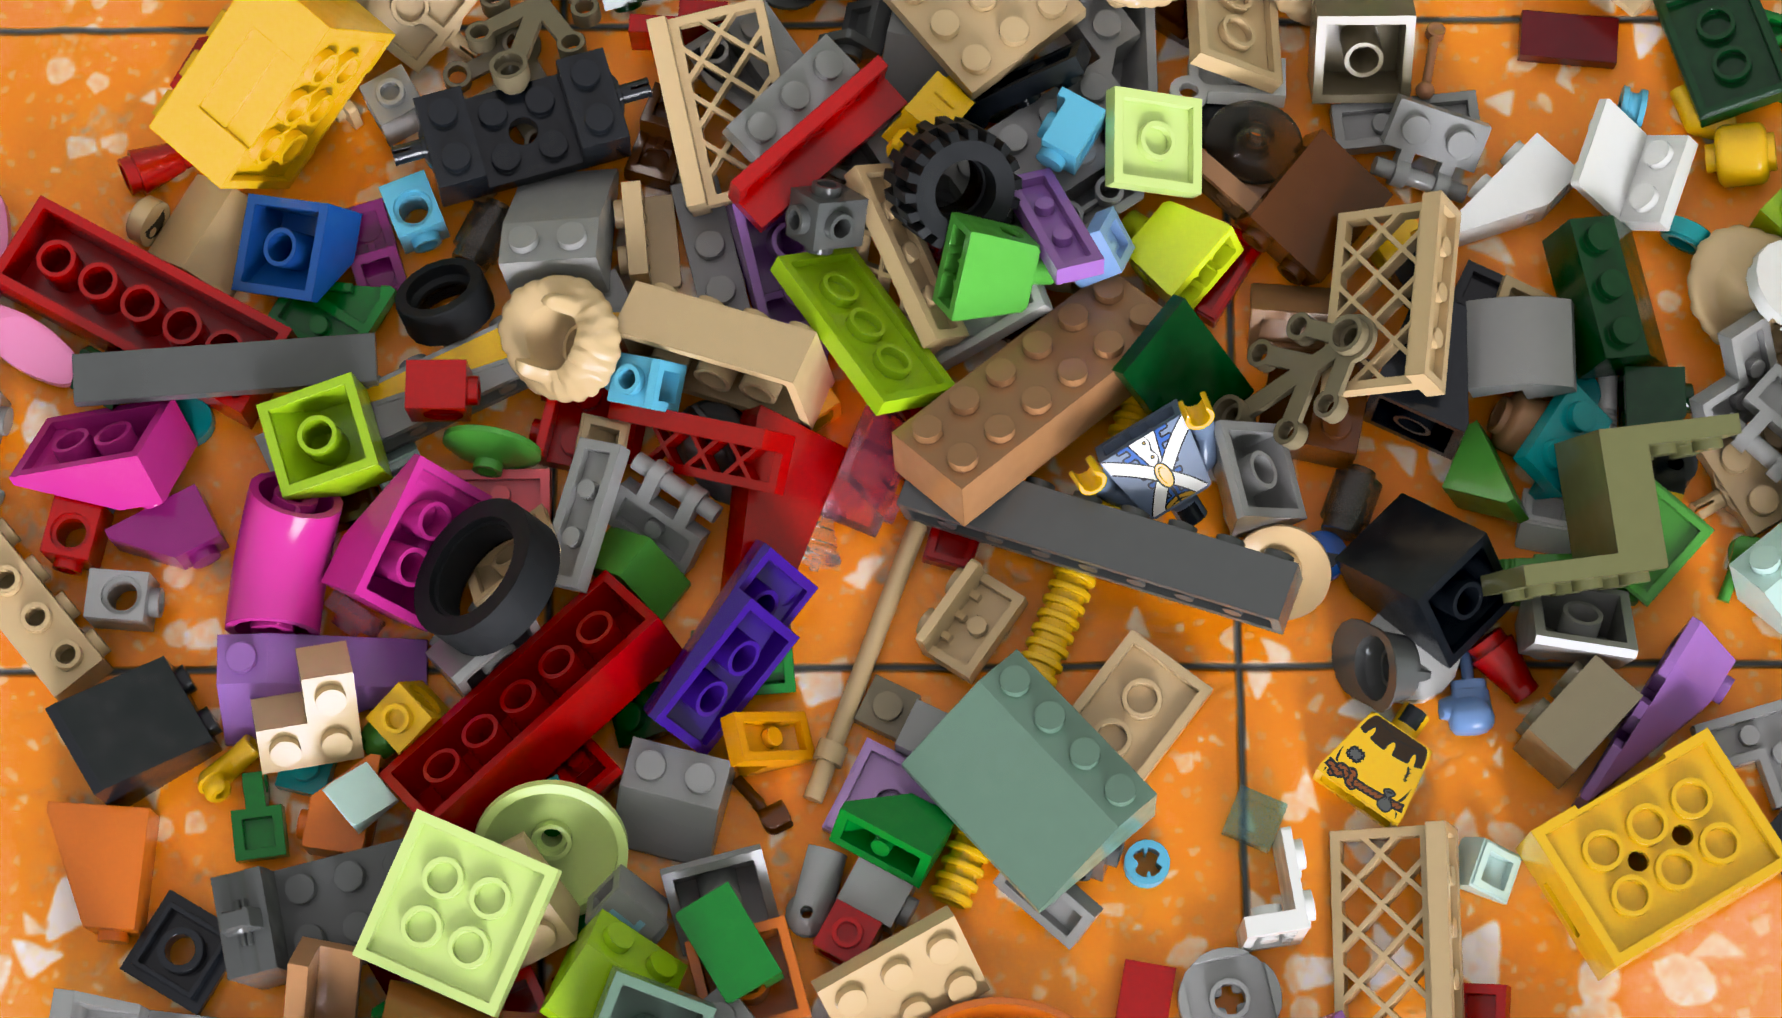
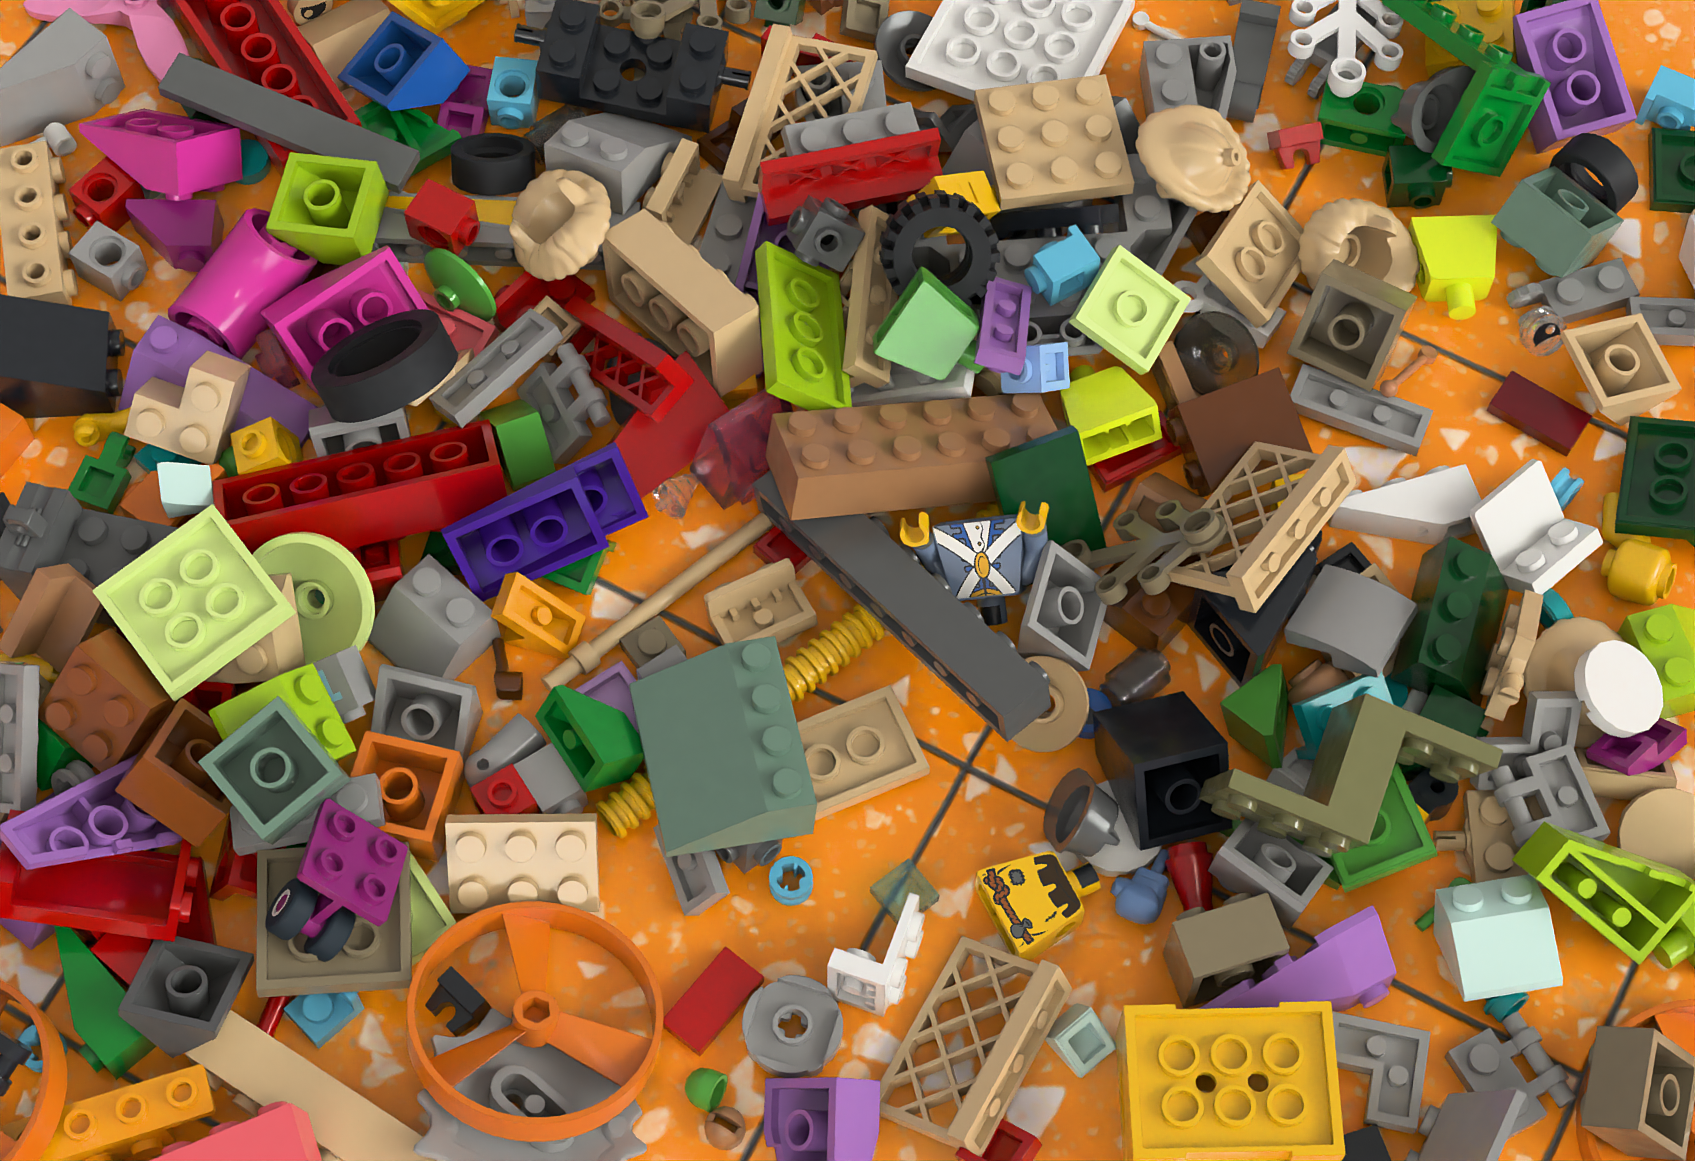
camera: 25 degrees right, 10 degrees down
(647, 383) = (598, 280): medium azure brick -> none
(728, 944) = (396, 742): green panel -> none
(1434, 134) = (1376, 425): light grey plate -> none
(1683, 304) = (1510, 656): none -> tan plate

